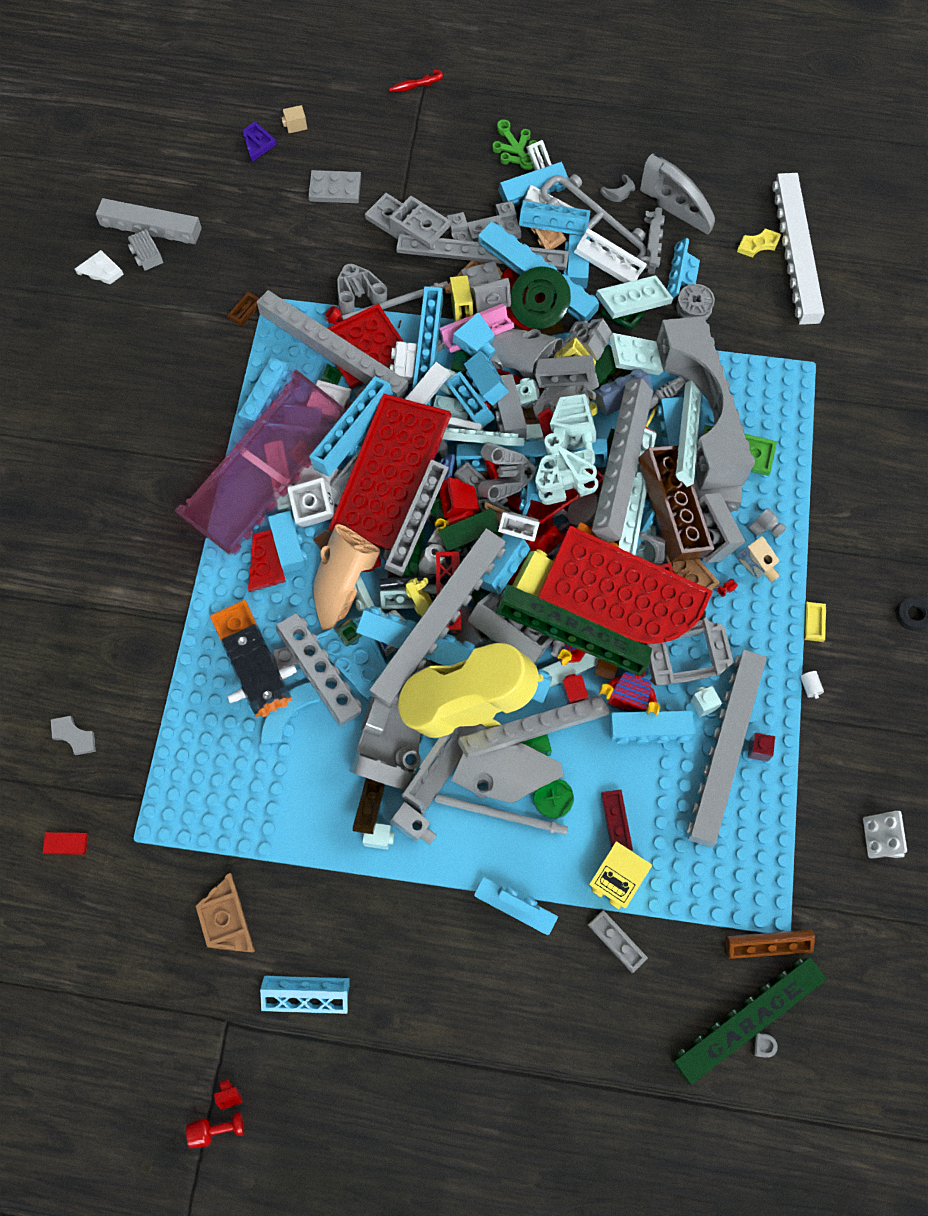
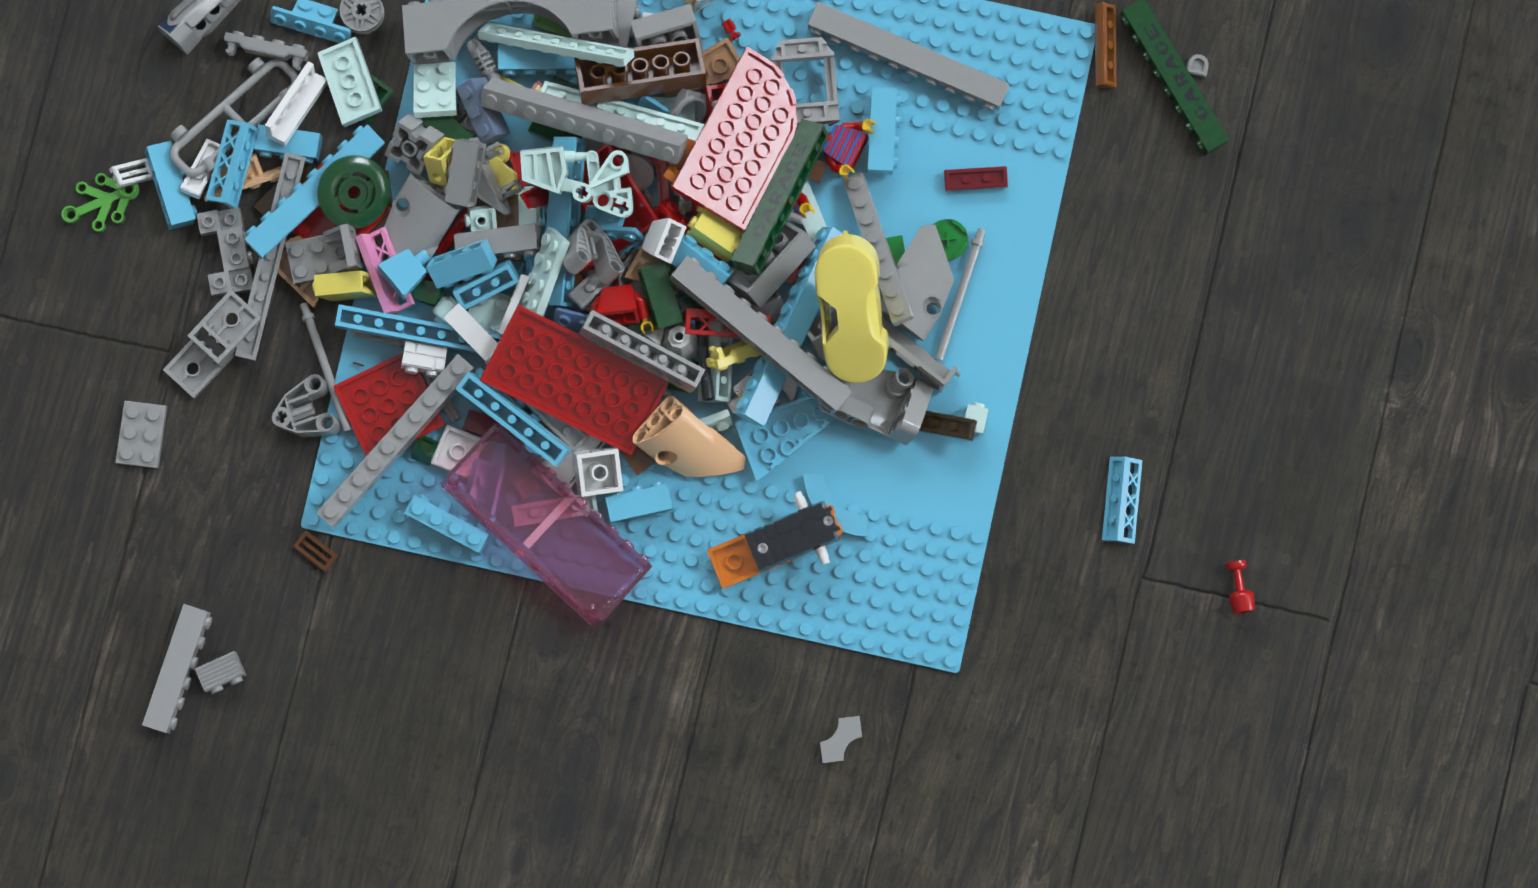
camera: 85 degrees left, 15 degrees up
(65, 843) = (956, 742): red tile -> none
(100, 268) = (239, 729): white wing -> none
(224, 919) = (1044, 578): medium nougat wing -> none
(228, 1096) = (1211, 575): red tile -> none
(257, 140) = (60, 530): dark purple wing -> none
(265, 562) = (660, 528): red wing -> none
(284, 658) = (773, 507): light grey plate -> none
(294, 119) = (32, 481): tan brick -> none
(297, 625) = (752, 502): light grey brick -> none
(332, 315) = (343, 441): red tile -> none
(347, 632) = (753, 439): dark green slope -> none
(406, 817) = (966, 383): light grey torso -> none
(515, 905) = (1052, 287): medium azure bracket -> none
(574, 688) = (835, 205): red brick -> none
(617, 941) = (1092, 192): light grey tile -> none
(620, 876) = (1032, 181): light yellow brick -> none
(621, 193) = (192, 81): light grey helmet -> none
(705, 701) = (858, 71): light aqua brick -> none
(761, 747) = (912, 22): dark red brick -> none

